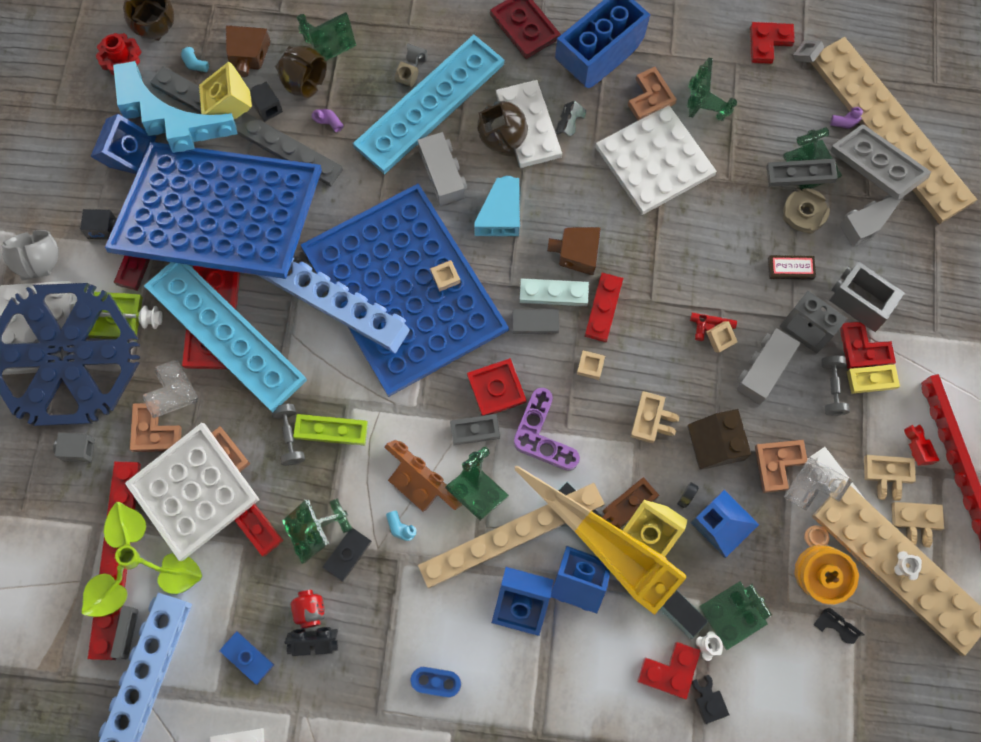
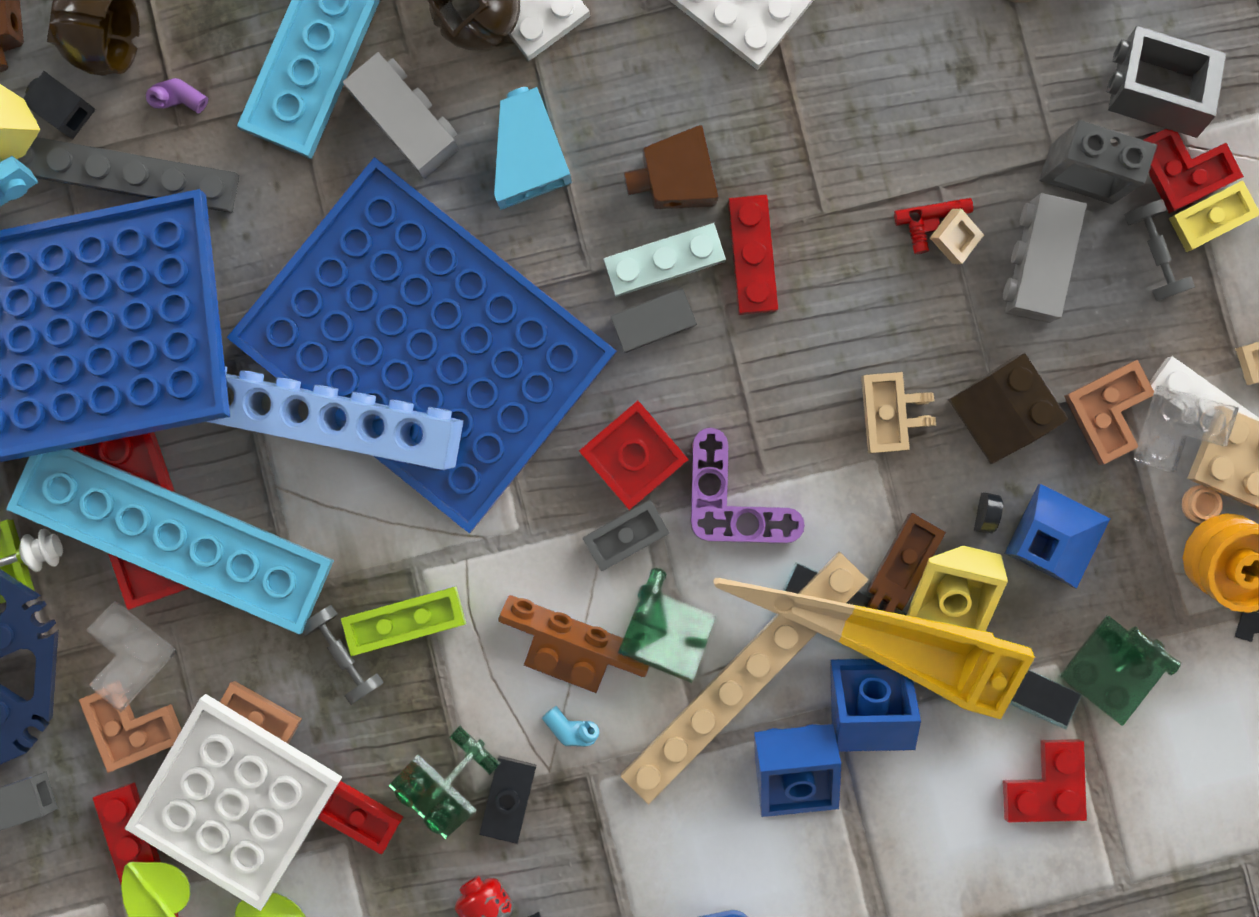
camera: 20 degrees left, 15 degrees up
(445, 275) = (482, 305): tan plate -> none
(591, 365) = (767, 361): tan plate -> none
(710, 703) = (1121, 809): black plate -> none
(715, 645) = (1104, 729): white plate -> none
(791, 267) = (1029, 71): tile -> none

